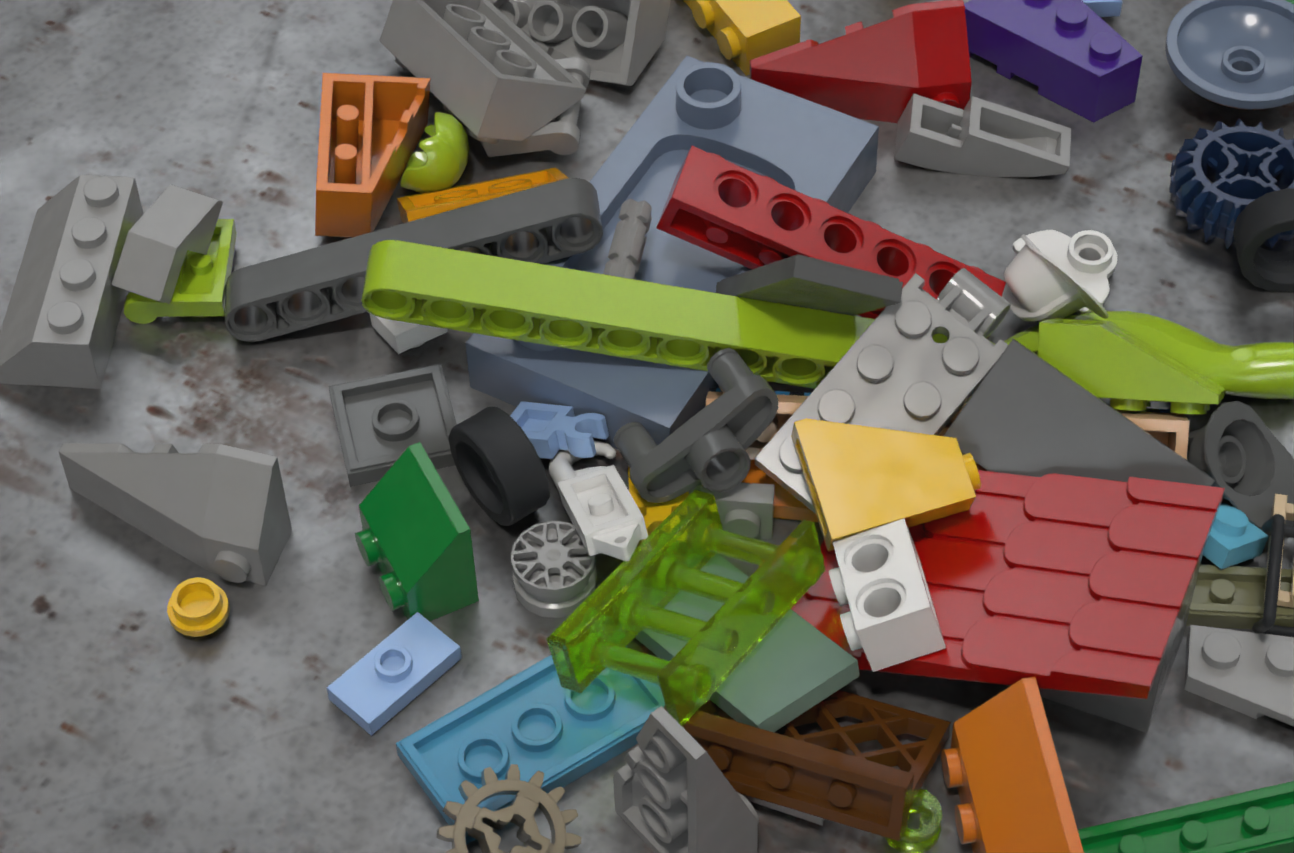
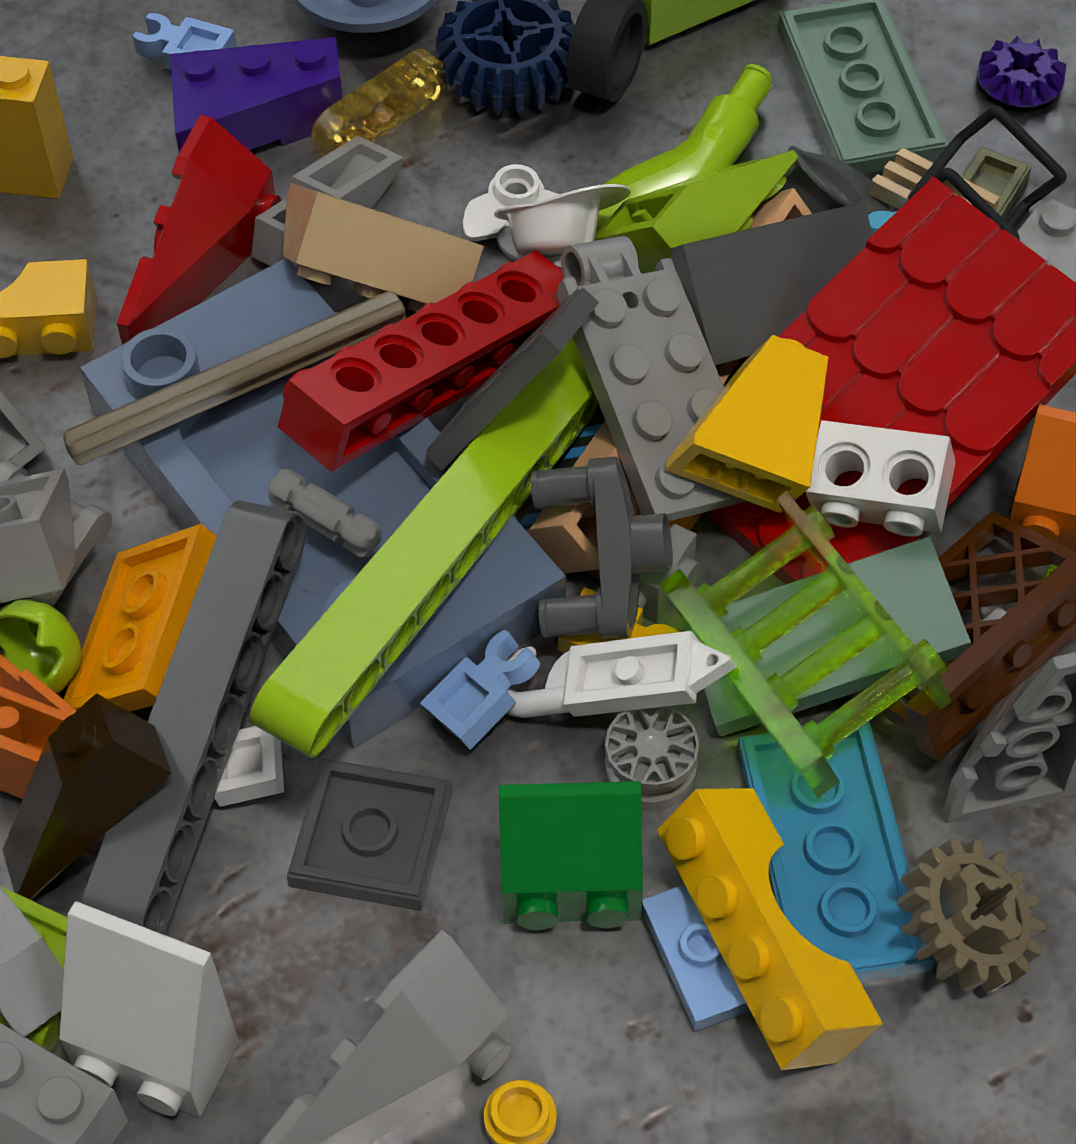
camera: 65 degrees left, 5 degrees up
(152, 341) = (143, 1012): none -> white slope
(313, 216) = (82, 785): none -> dark brown slope
(369, 741) = (798, 994): none -> yellow arch
(499, 465) = (517, 741): black tyre -> none
(725, 140) = (231, 378): none -> dark tan axle
(930, 173) = (374, 249): none -> tan slope
(1137, 119) = (406, 90): none -> clear yellow beam

